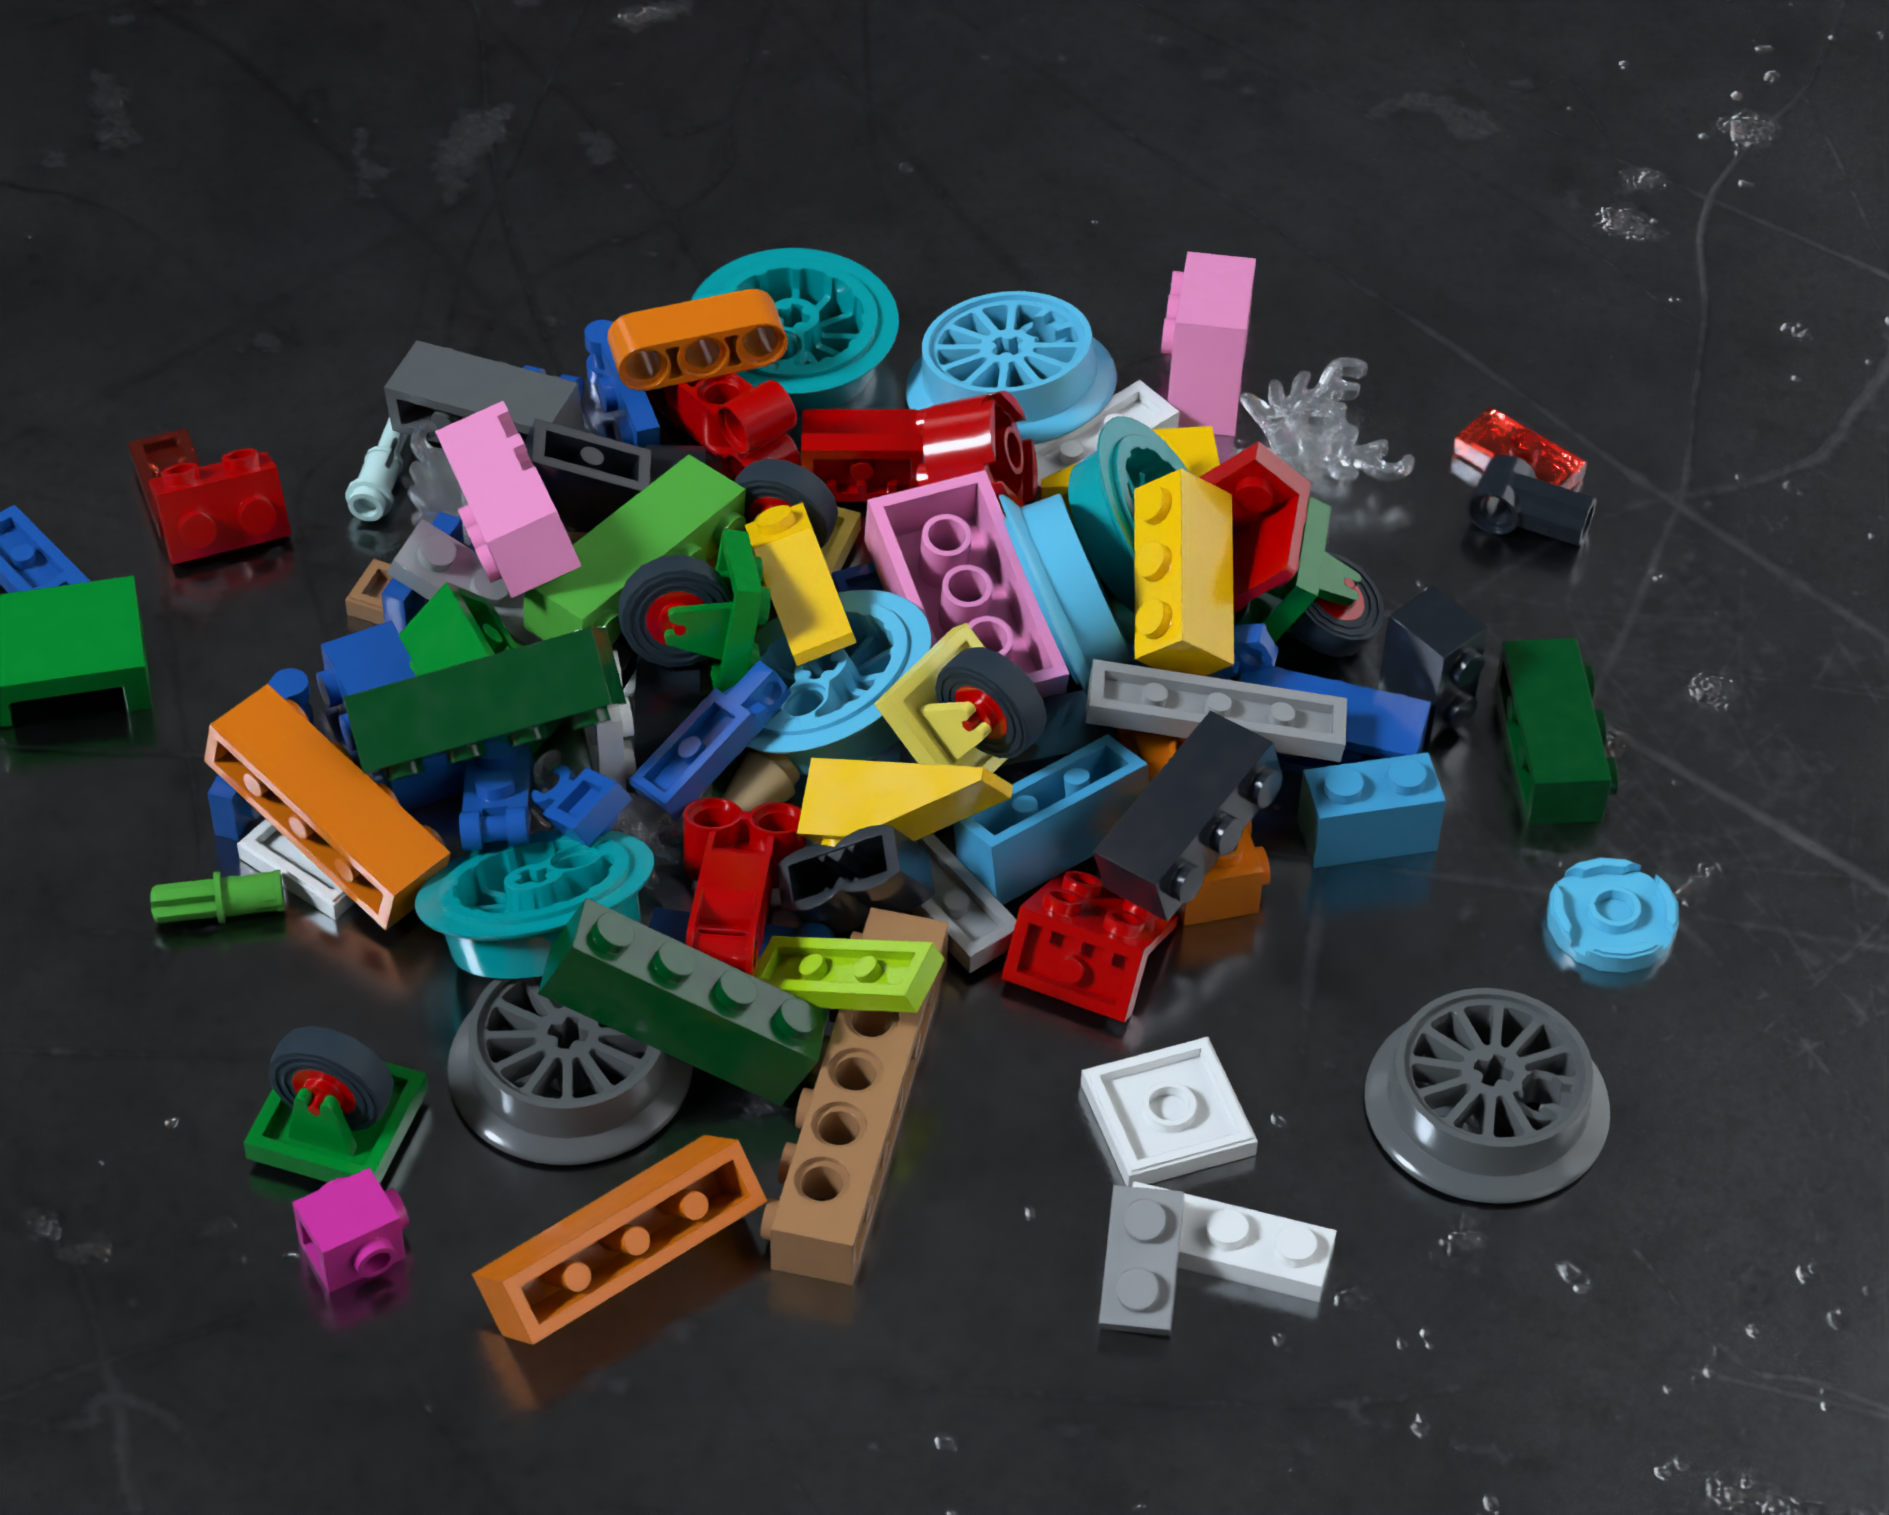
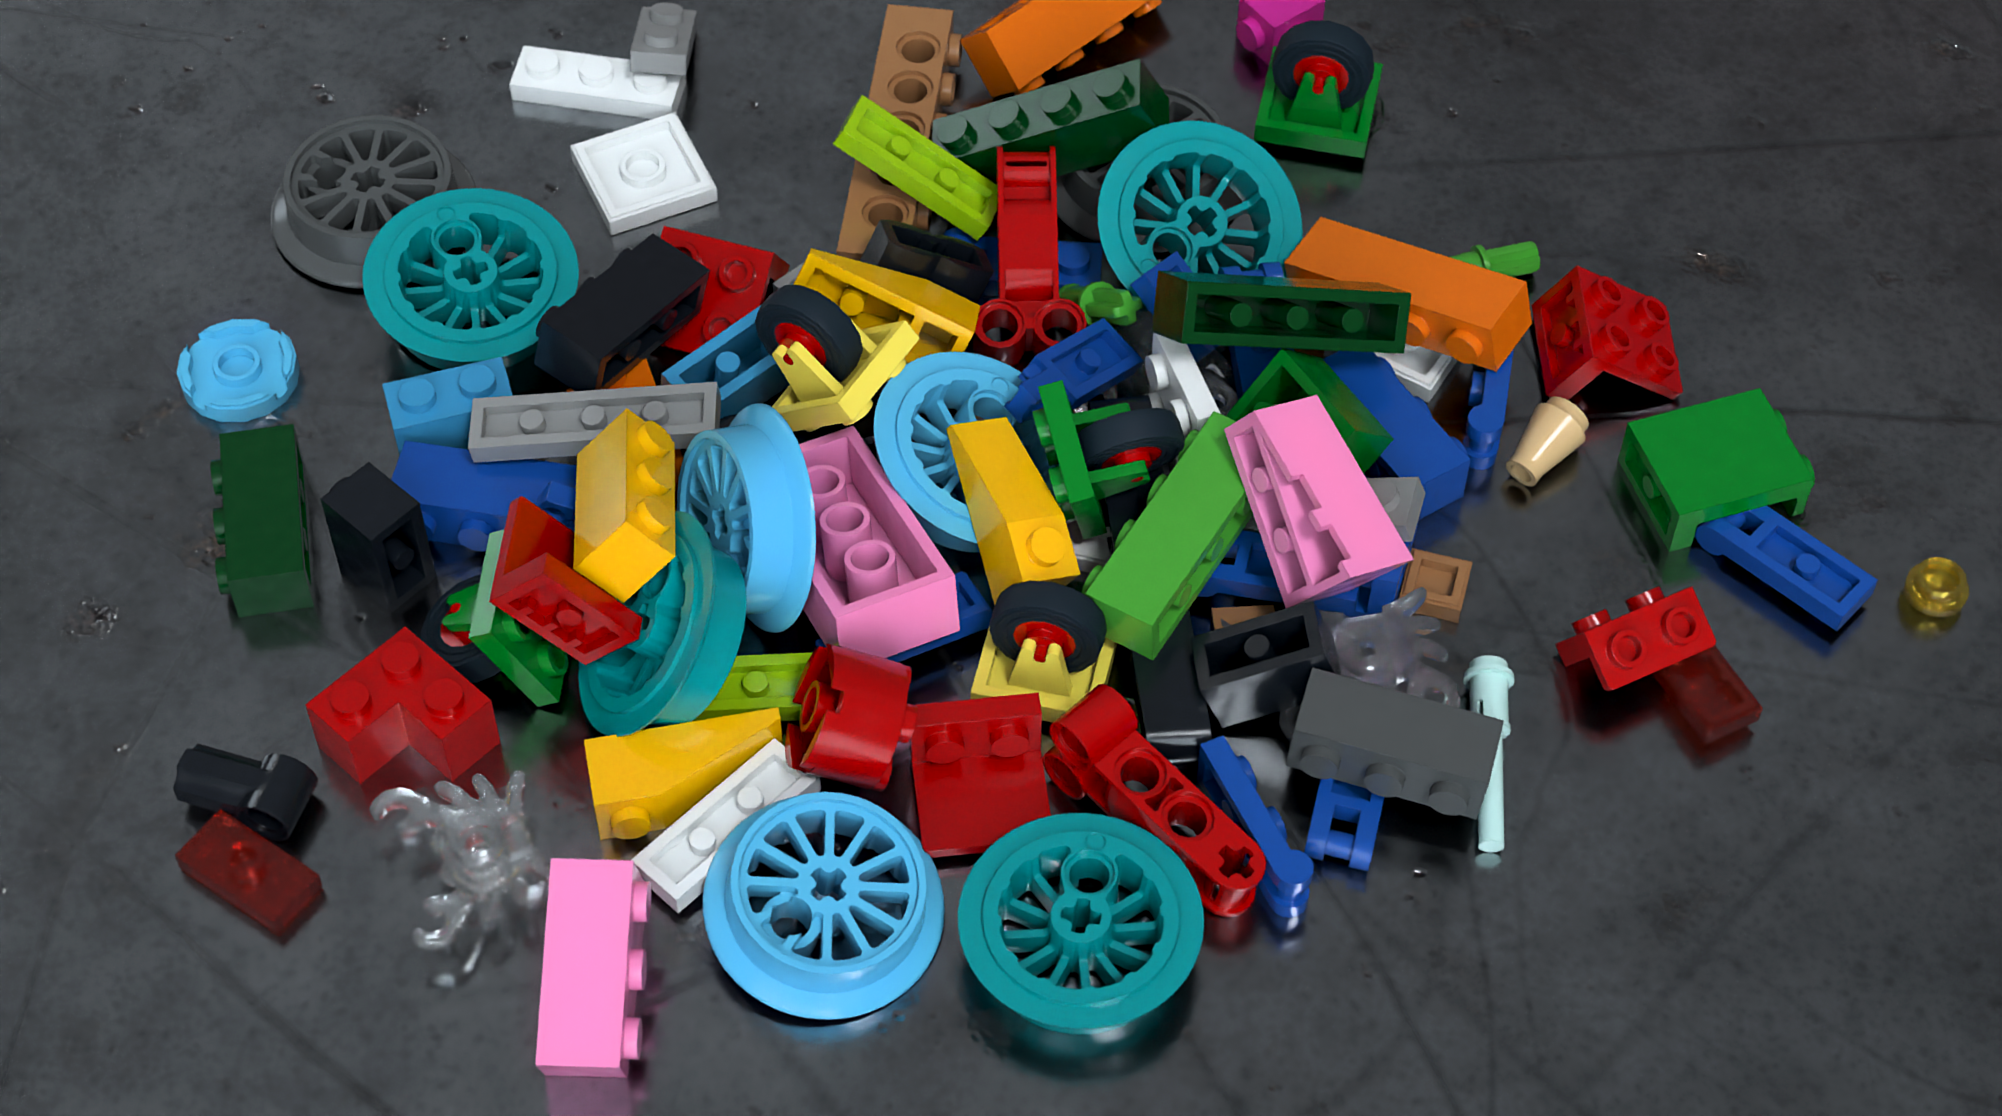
camera: 175 degrees right, 5 degrees up
(127, 782) = (1601, 326): none -> red bracket
(215, 696) = (1549, 437): none -> tan cone
(658, 831) = (1103, 301): none -> bright green axle
(697, 339) = (1175, 804): orange beam -> none
(1354, 968) = (468, 284): none -> teal piece
(1402, 545) = (399, 700): none -> red brick

